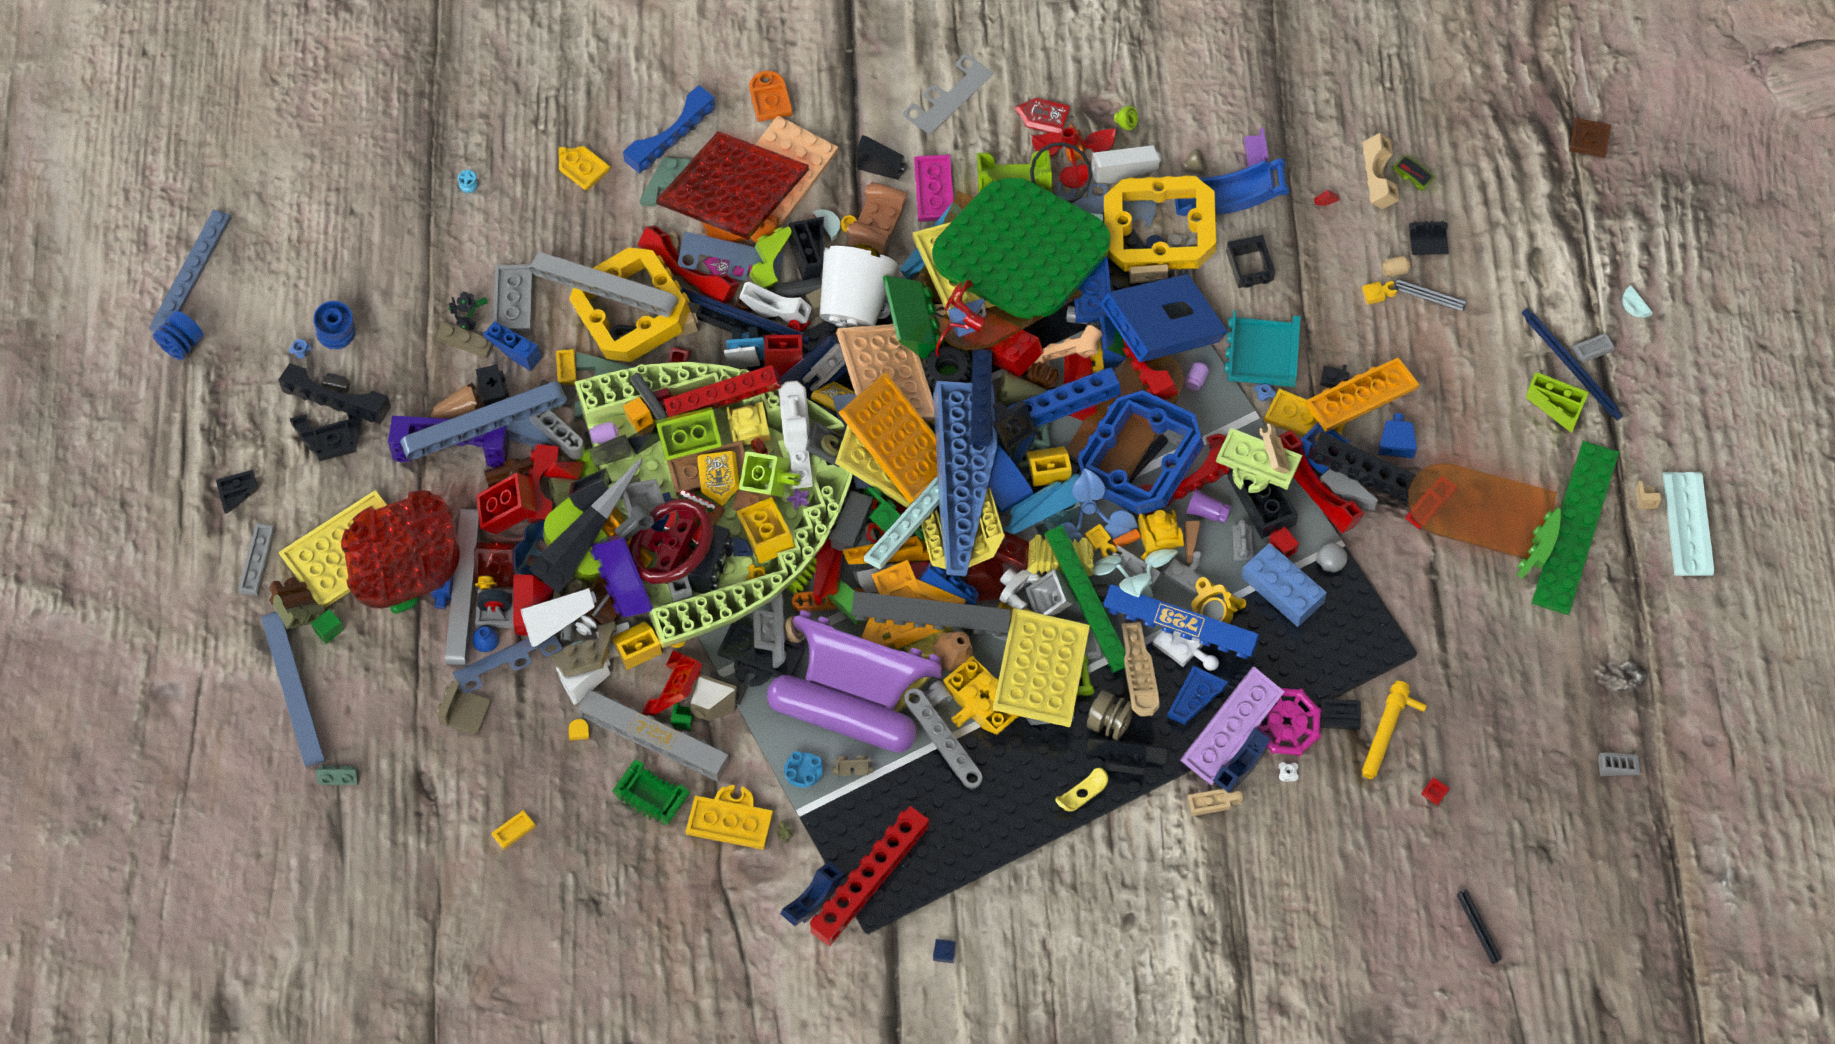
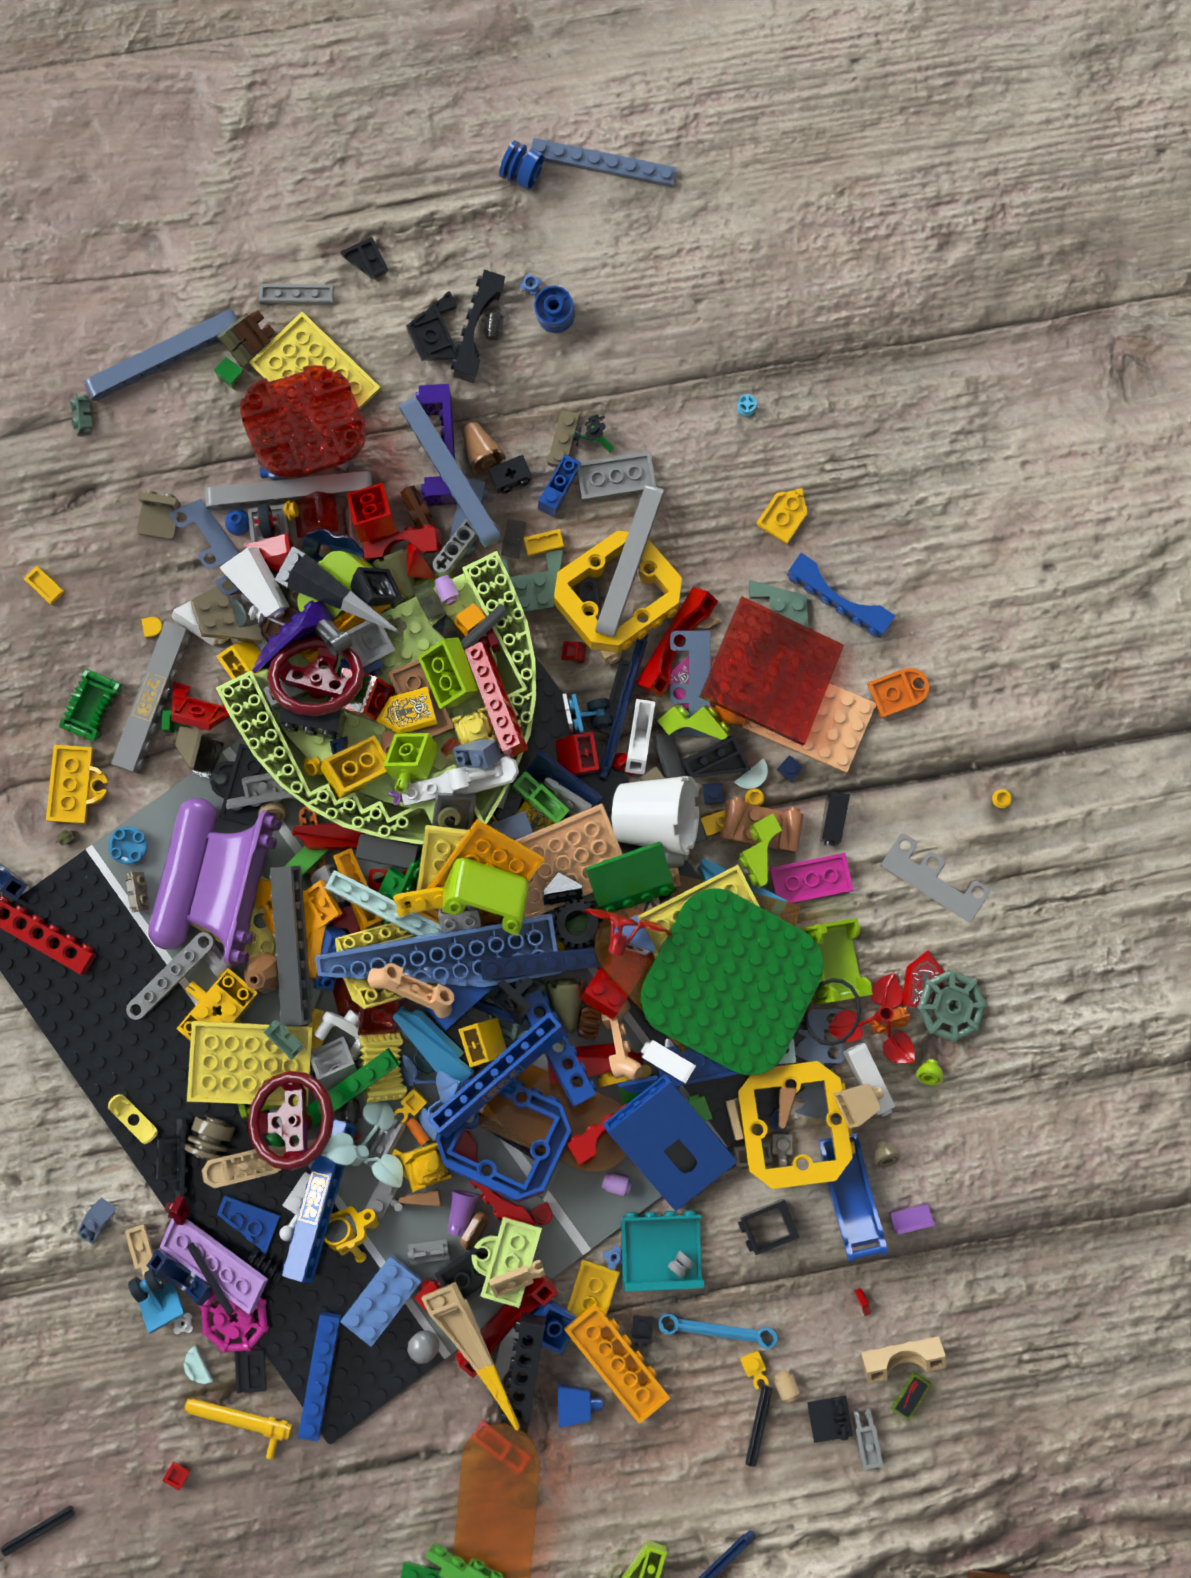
camera: 80 degrees right, 20 degrees up
(773, 413) = (478, 753): none -> sand blue slope
(825, 380) = (539, 797): none -> bright green slope
(826, 193) = (789, 768): none -> dark blue plate
(884, 31) = (1001, 798): none -> yellow plate
(899, 430) = (486, 889): none -> lime windscreen
(906, 218) = (755, 858): none -> lime arch
(906, 486) = (420, 901): none -> yellow plate
(913, 375) = (561, 890): none -> slope
(925, 456) = (468, 919): none -> light grey brick
(978, 507) = (392, 979): none -> light nougat plate
(1014, 630) = (280, 1036): none -> sand green hinge
(1073, 82) = (942, 1010): none -> sand green plate
(1083, 439) = (497, 1075): none -> blue brick
(1088, 301) = (667, 1061): none -> white slope
(1102, 660) = (294, 1120): none -> dark red piece
(1142, 221) = (786, 1101): none -> medium nougat slope
(1147, 164) = (858, 1103): none -> tan torso
(1177, 751) = (178, 1210): none -> dark red tile
(1179, 839) = (96, 1220): none -> sand blue slope
(1226, 498) = (474, 1230): none -> medium nougat tile
(1247, 726) = (210, 1278): none -> black bar
(1264, 787) = (156, 1300): none -> dark azure plate
(1277, 333) = (677, 1268): none -> light grey wheel
(1306, 509) = (456, 1319): none -> tan plate
(1320, 636) = (319, 1376): none -> blue arch
(1332, 765) = (196, 1367): none -> light aqua tile
(1340, 316) = (718, 1330): none -> dark azure piece
(1449, 210) = (867, 1441): none -> light grey hinge

